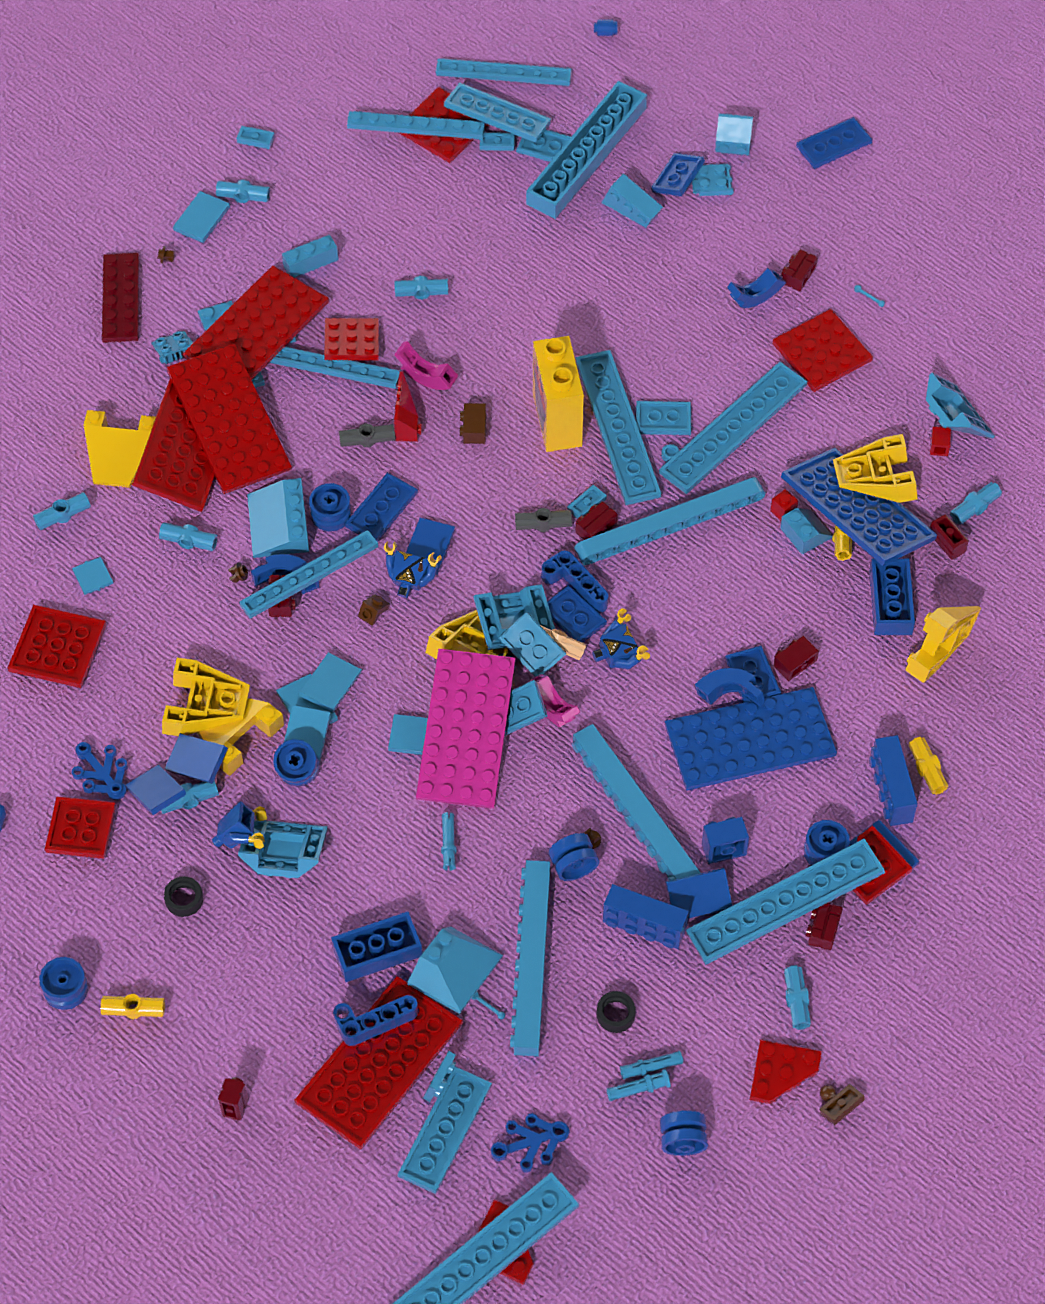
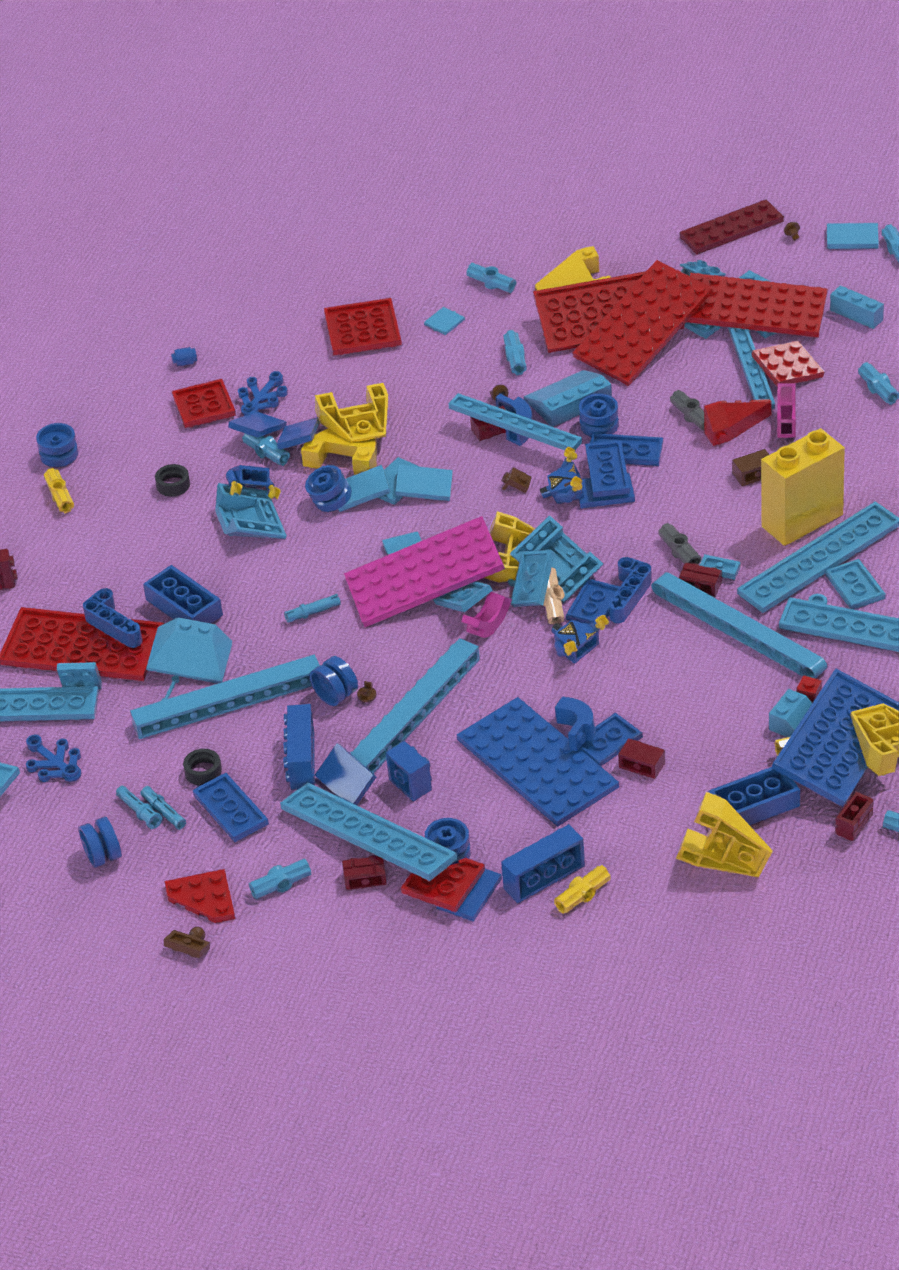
camera: 70 degrees right, 15 degrees down
(410, 530) = (607, 468): none -> blue plate
(681, 1006) = (230, 807): none -> blue plate

